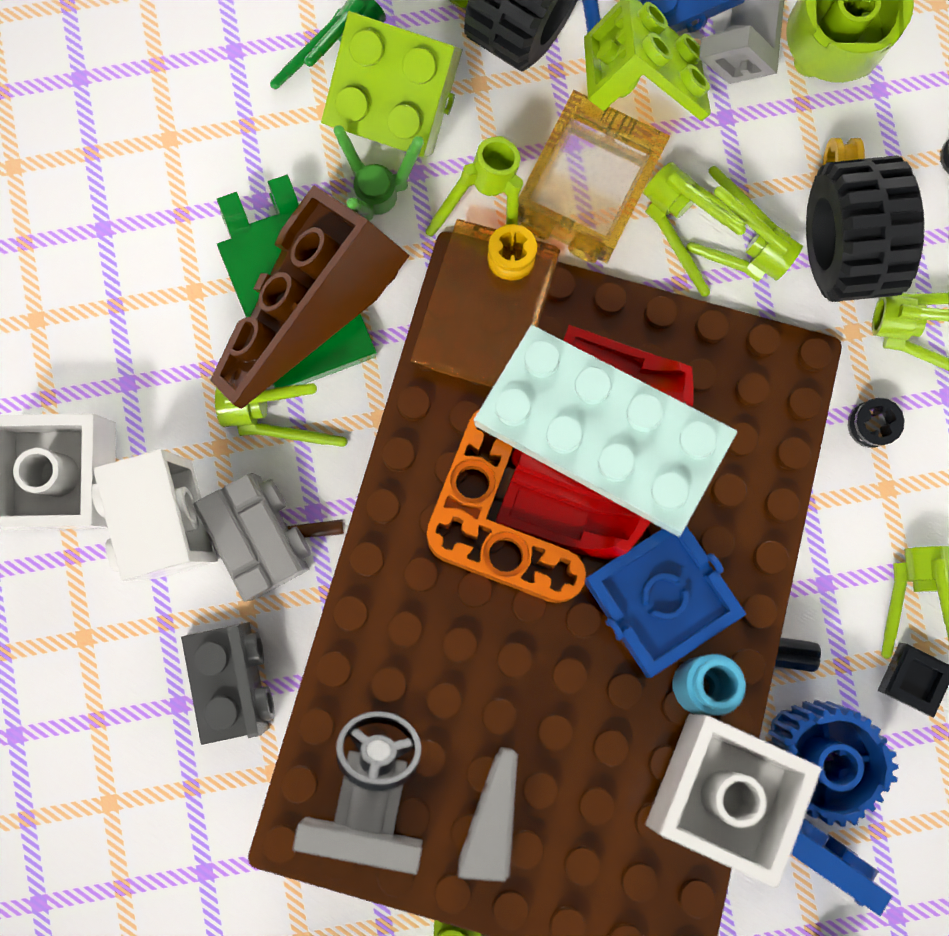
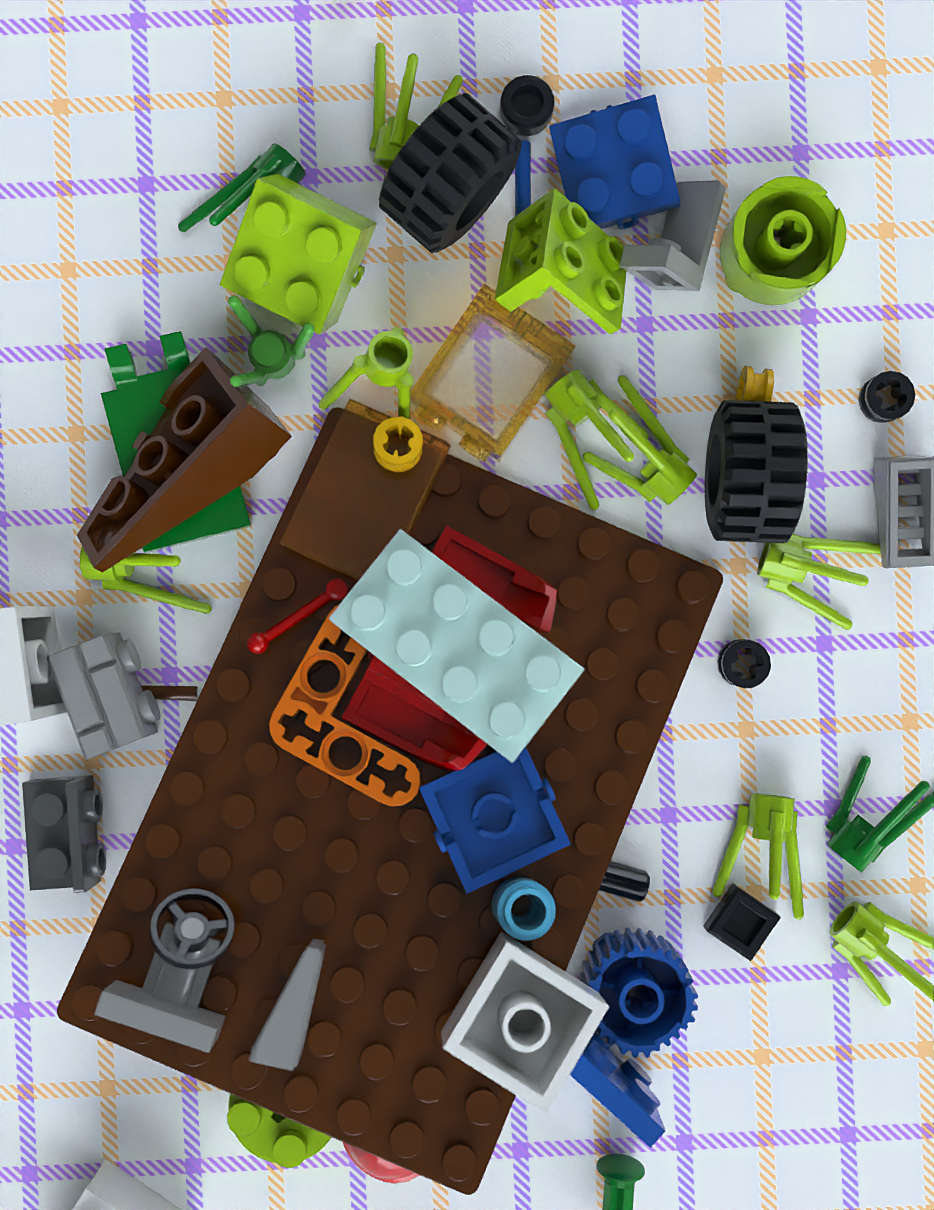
camera: 10 degrees right, 5 degrees up
(470, 401) = (335, 591): none -> red hinge

